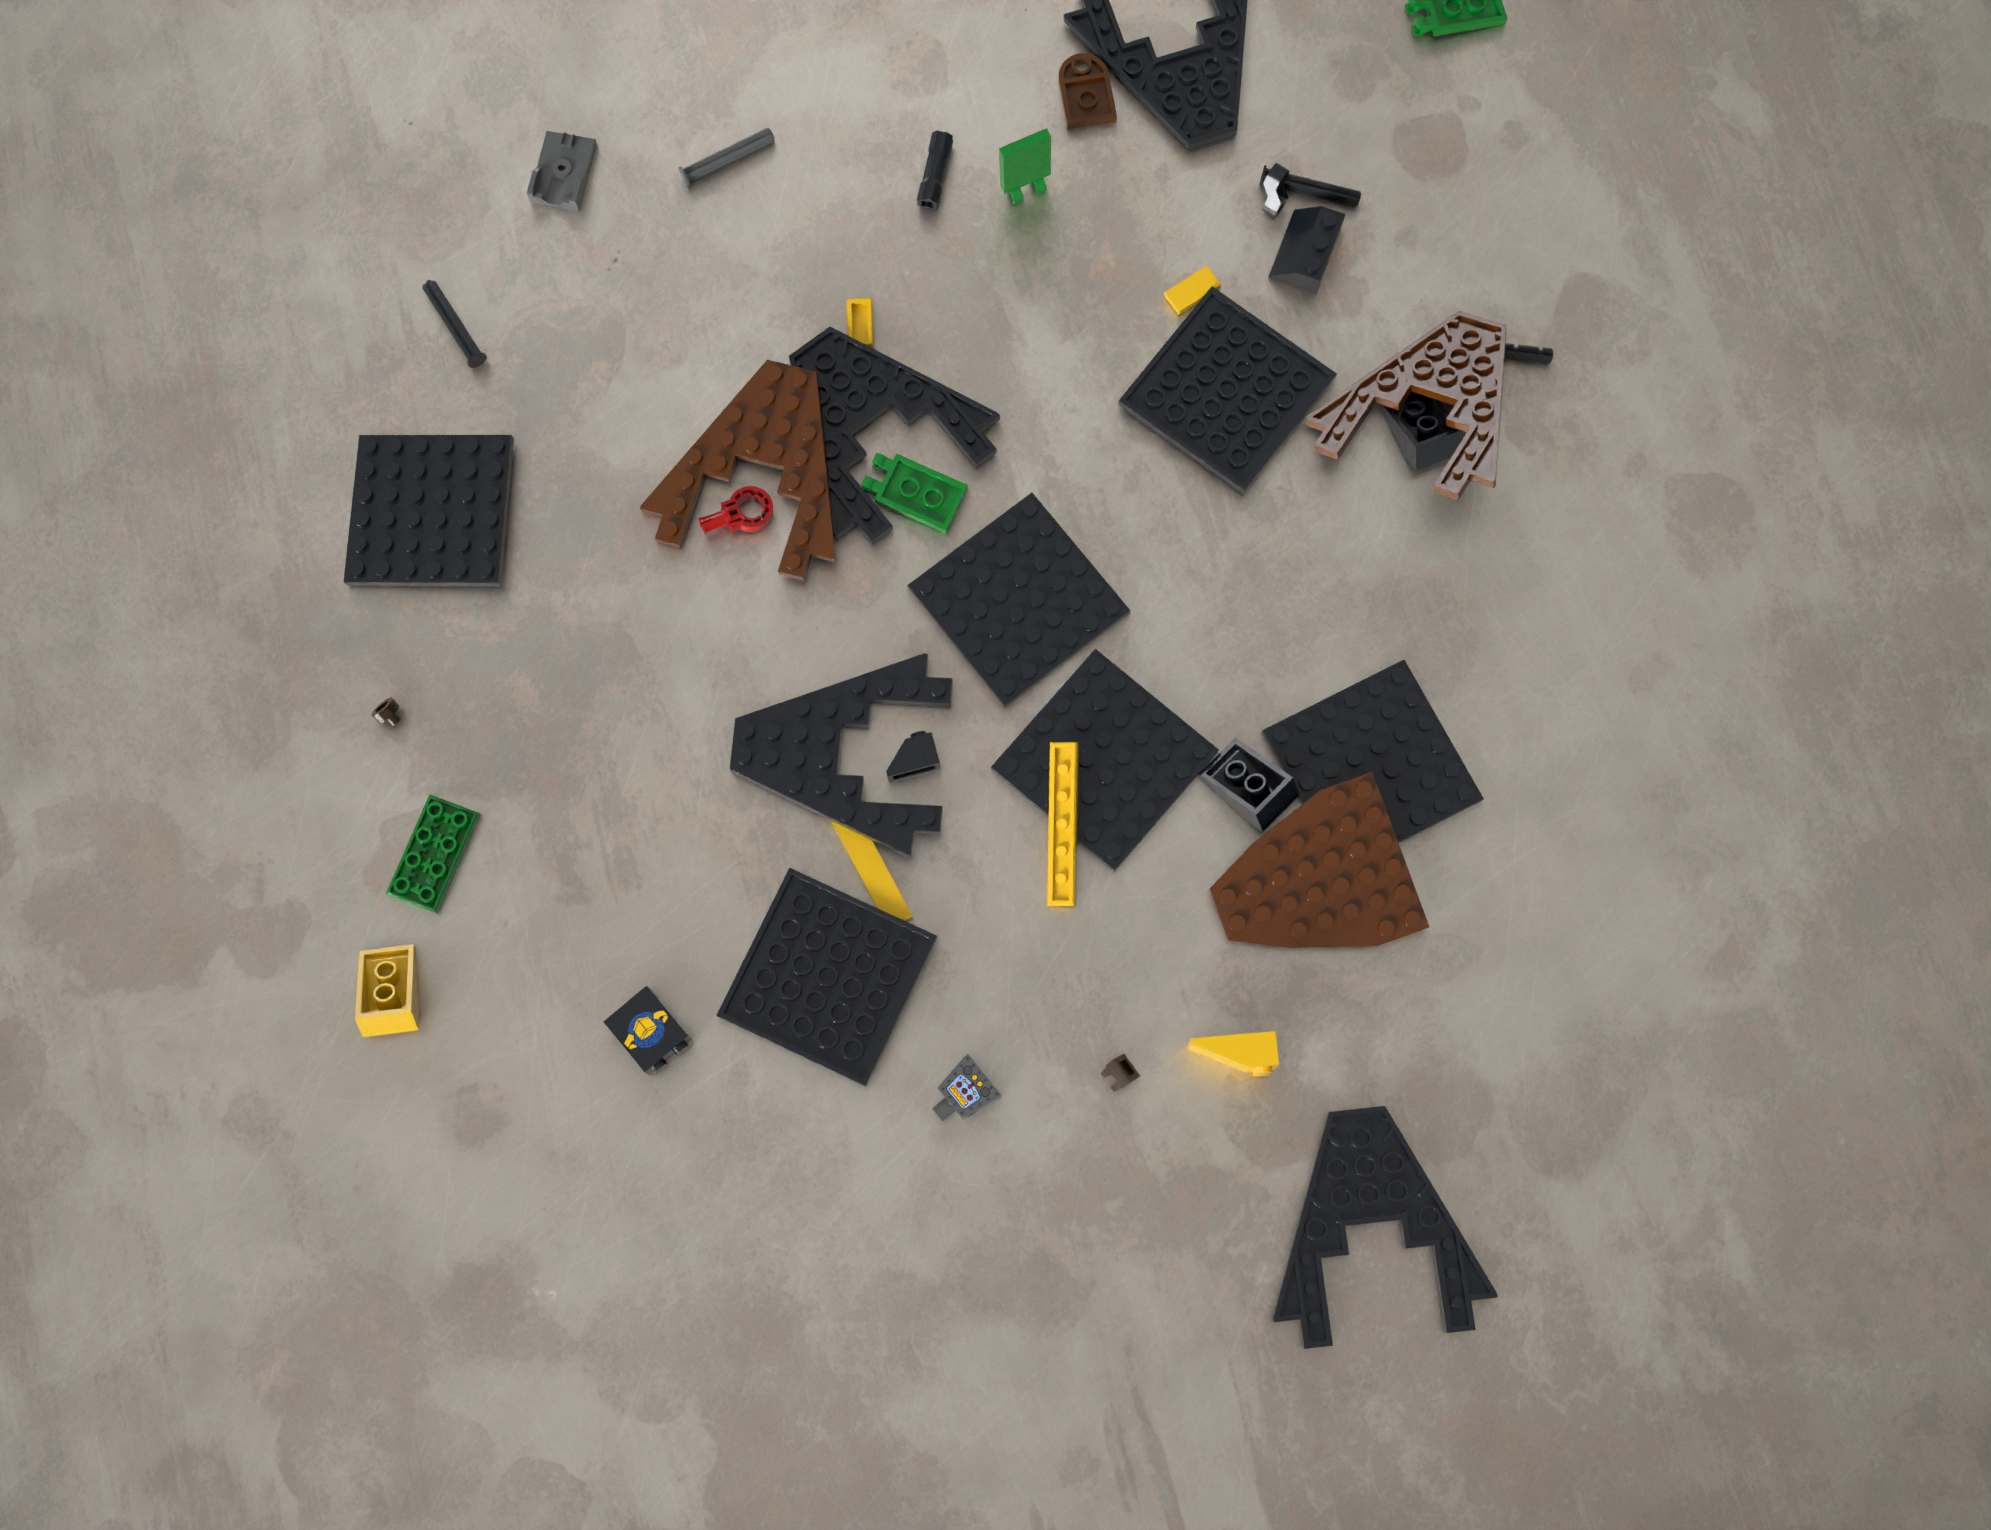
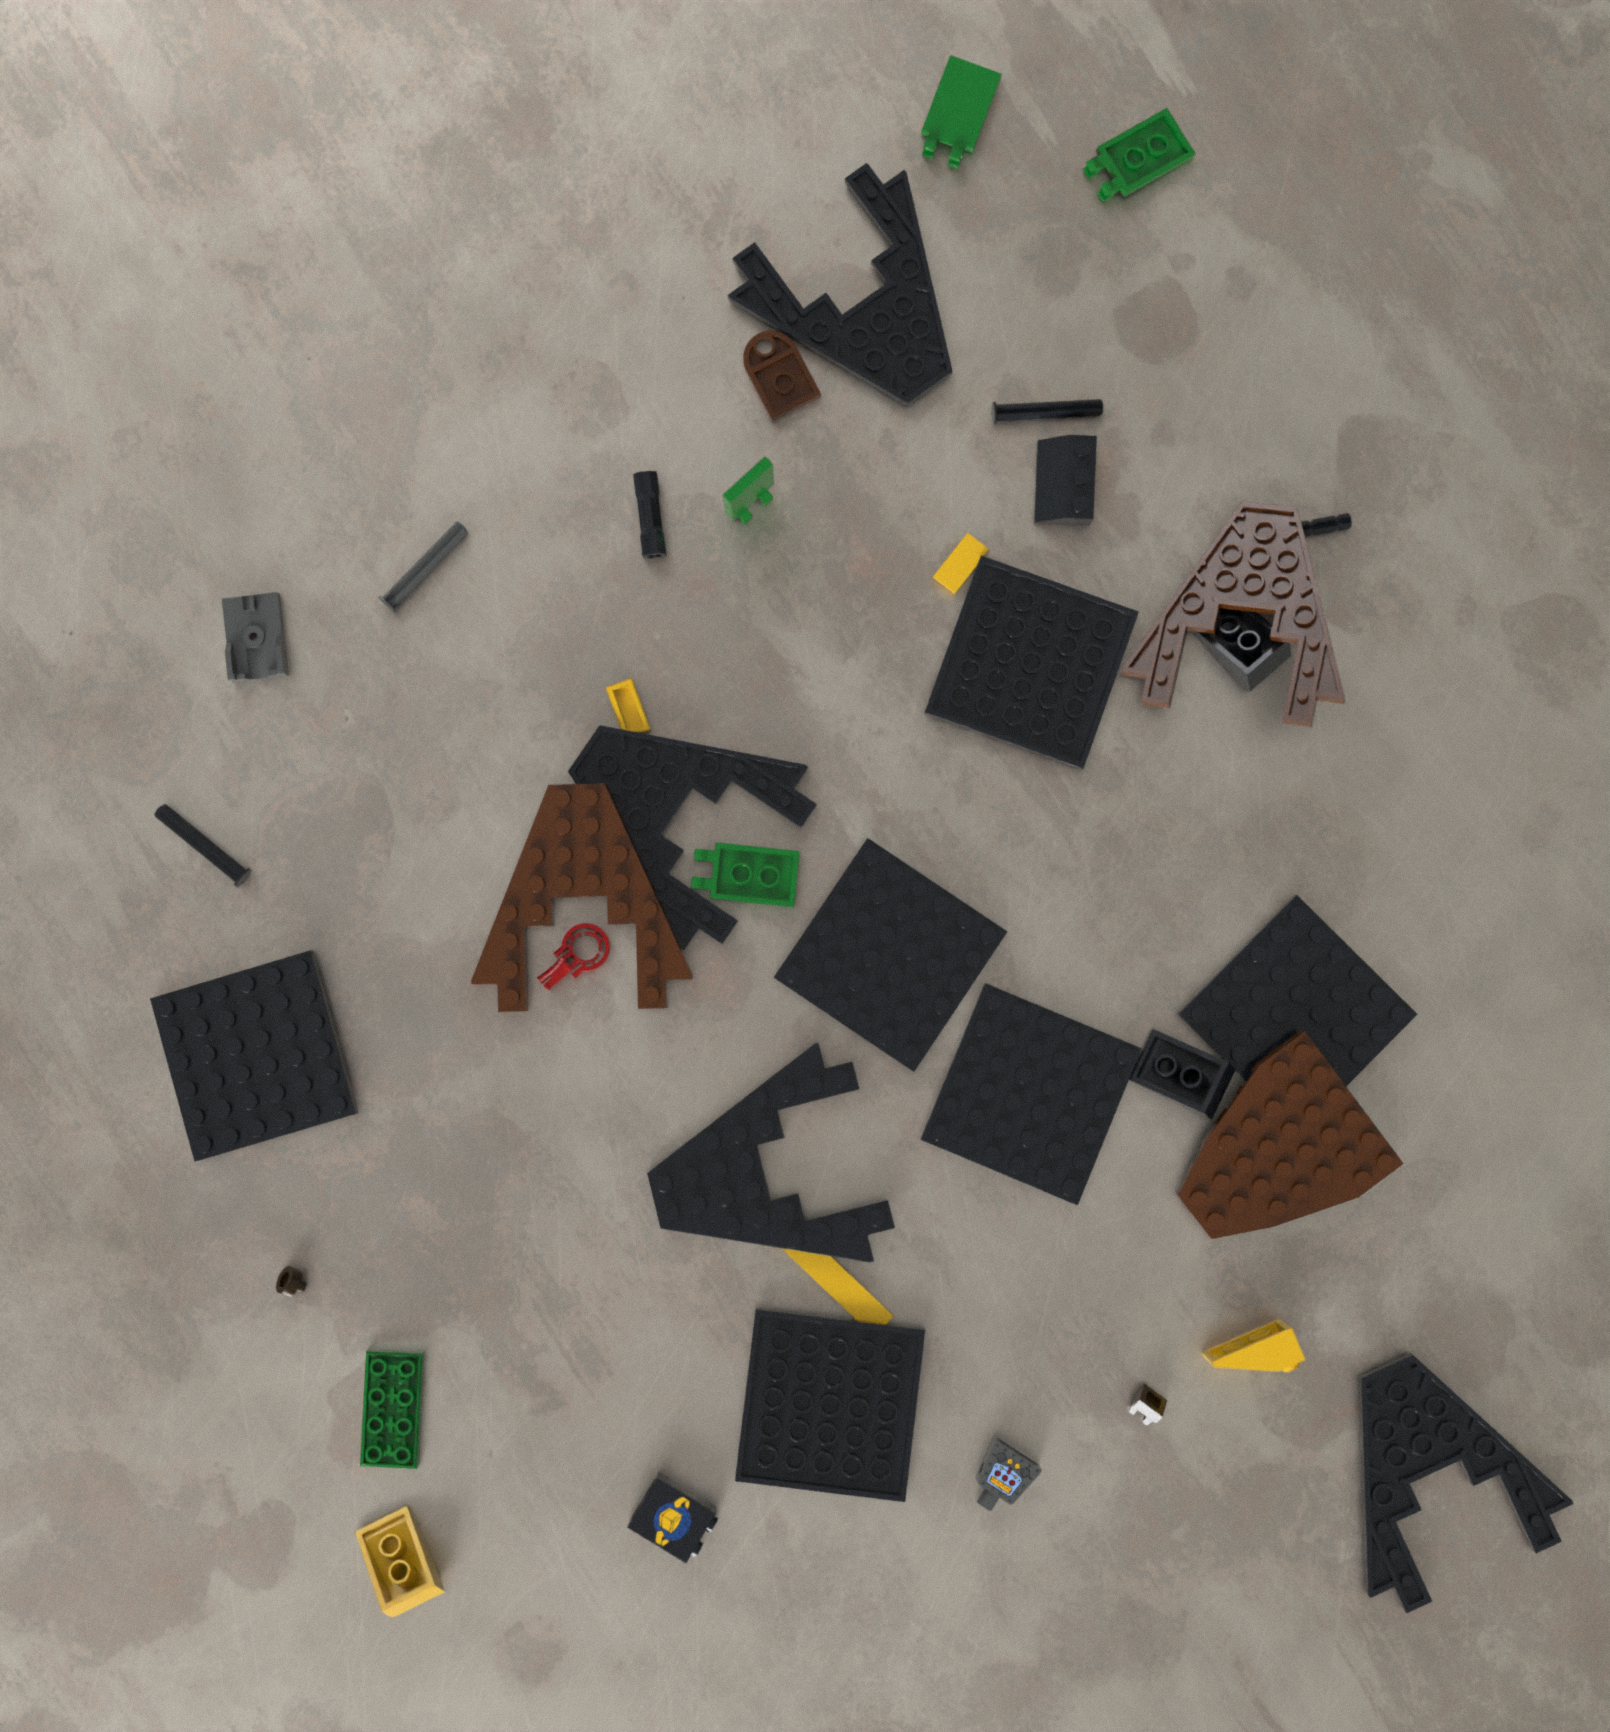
camera: 25 degrees left, 10 degrees up
(914, 757) = (842, 1154): black slope -> none
(1062, 824) = (1012, 1177): yellow tile -> none
(1275, 190) = (1014, 429): piece -> none

